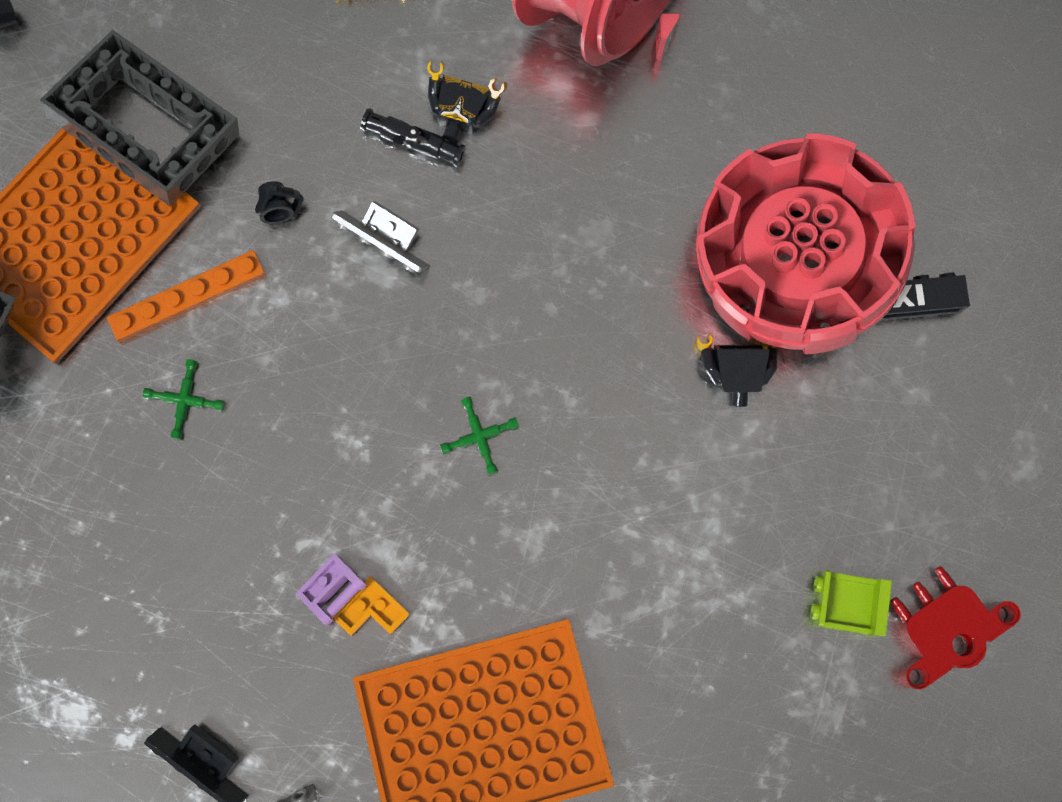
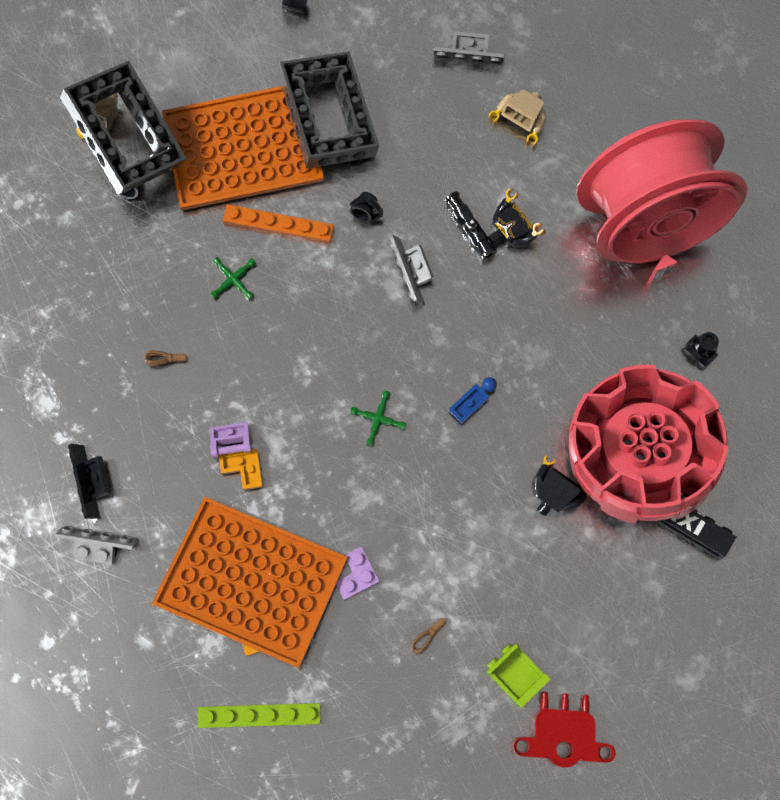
camera: 45 degrees right, 5 degrees down
(183, 548) = (170, 357): none -> medium nougat piece
(569, 335) = (472, 400): none -> blue plate
(601, 629) = (361, 577): none -> lavender plate
(723, 627) = (432, 631): none -> medium nougat piece
(773, 91) = (703, 347): none -> black piece

